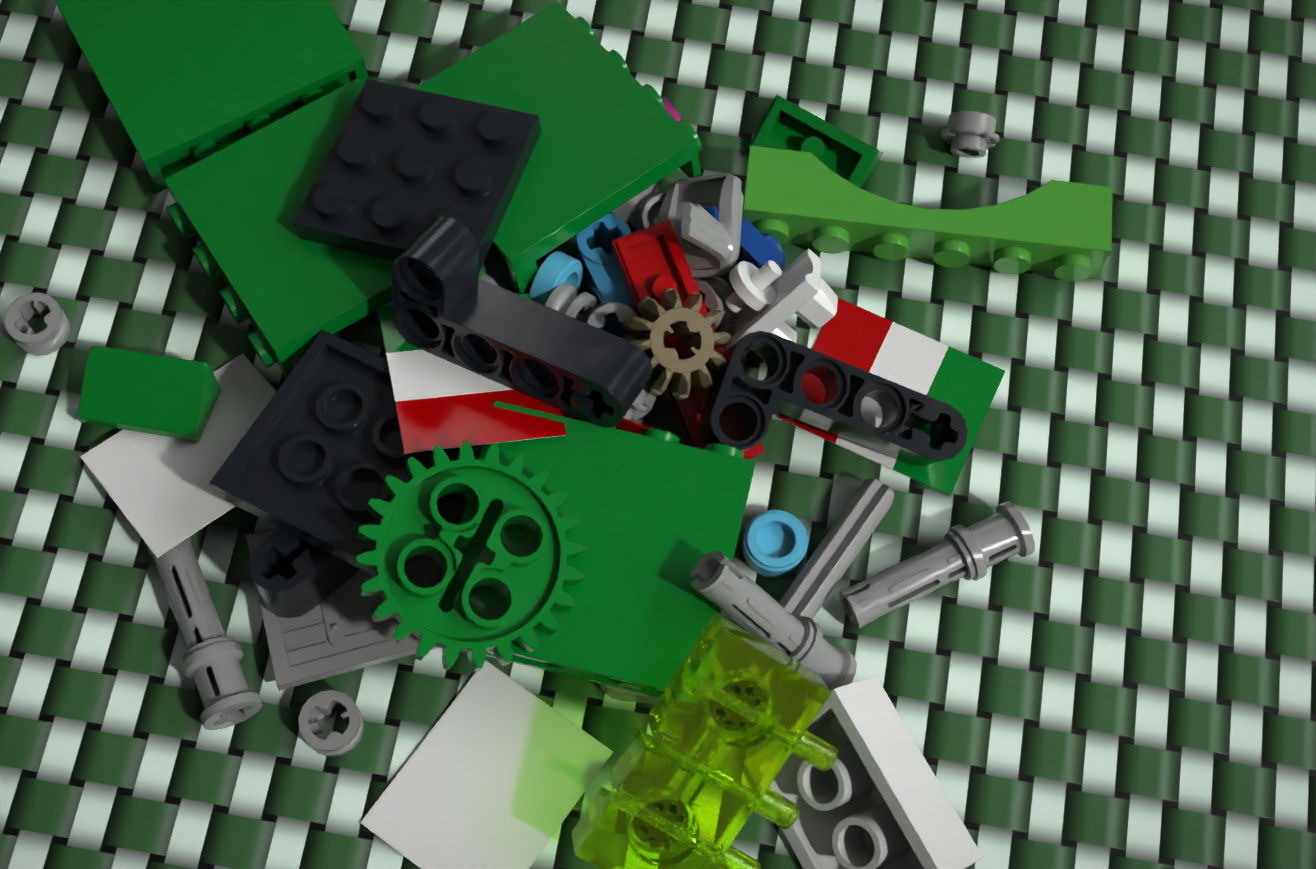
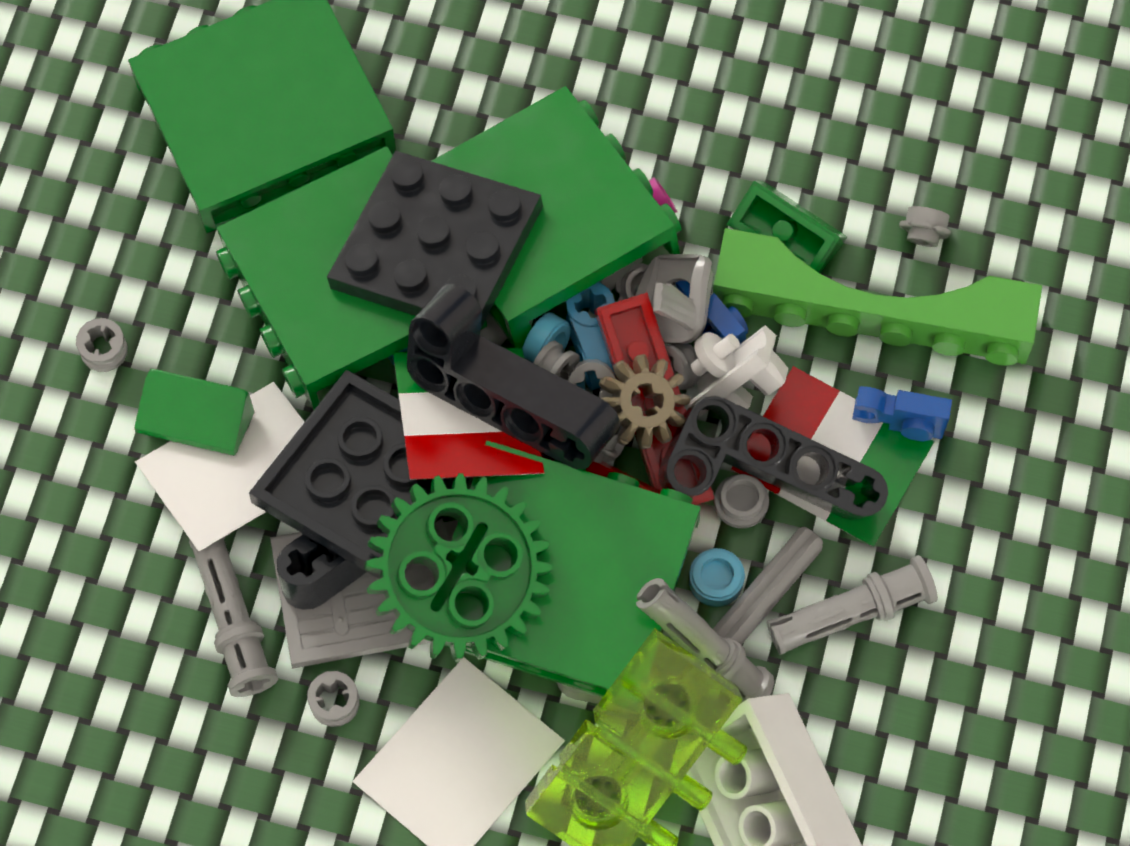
camera: 10 degrees right, 0 degrees up
(795, 453) = (741, 501): none -> light grey plate
(978, 339) = (911, 413): none -> blue plate

